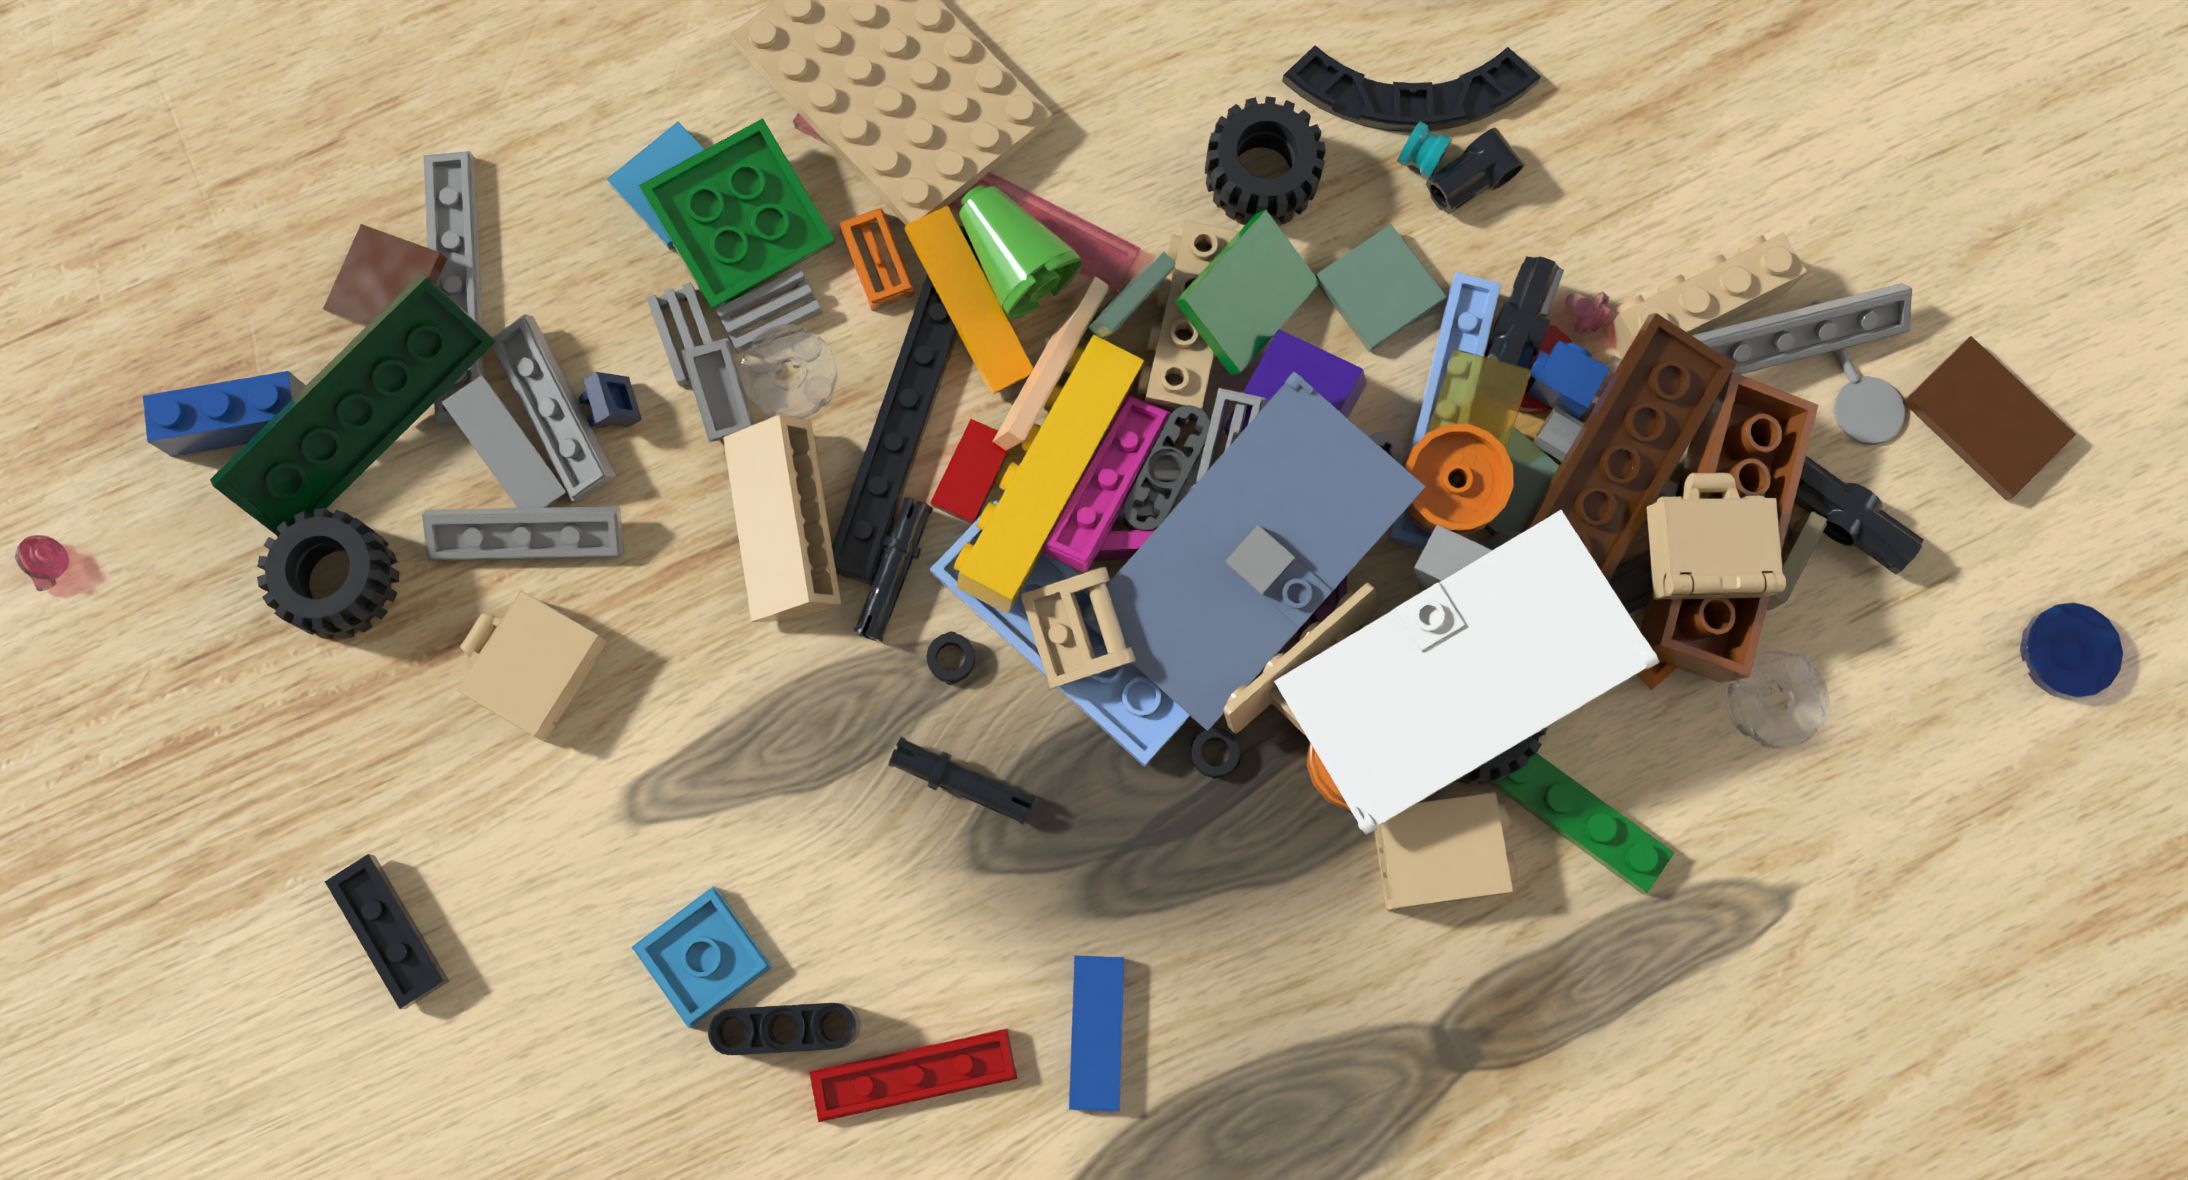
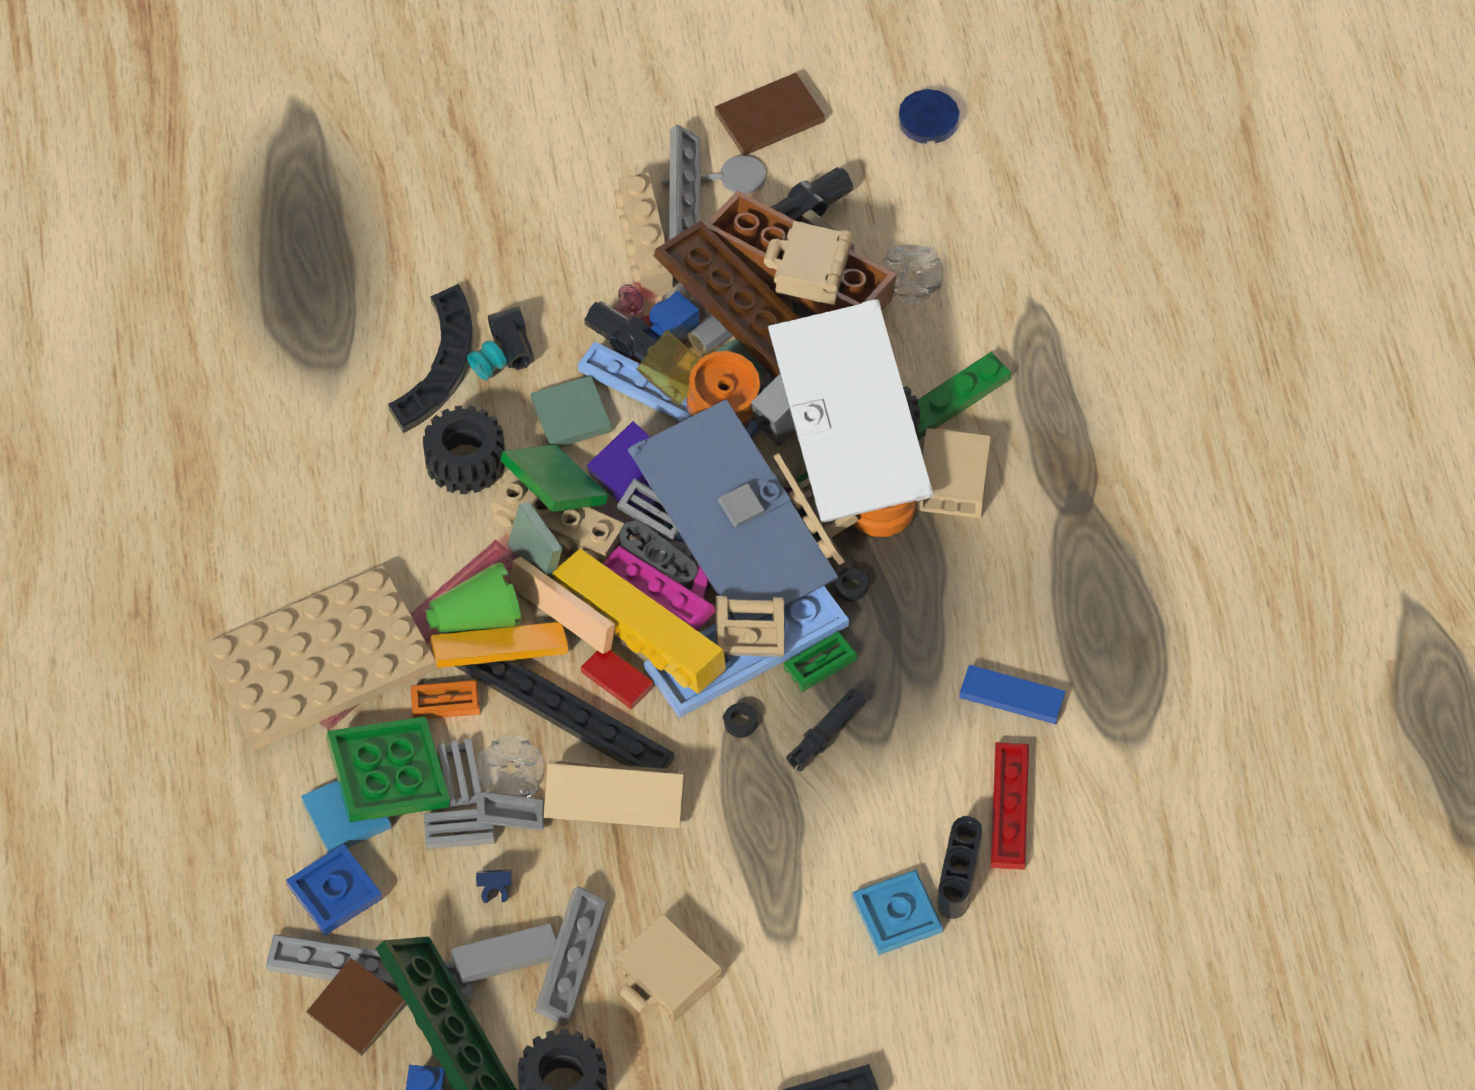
camera: 70 degrees left, 20 degrees down
(550, 204) = (334, 889): none -> blue plate
(552, 408) = (487, 919): light grey tile -> none
(893, 569) = (660, 730): black pin -> none
(1107, 770) = (805, 683): none -> green tile

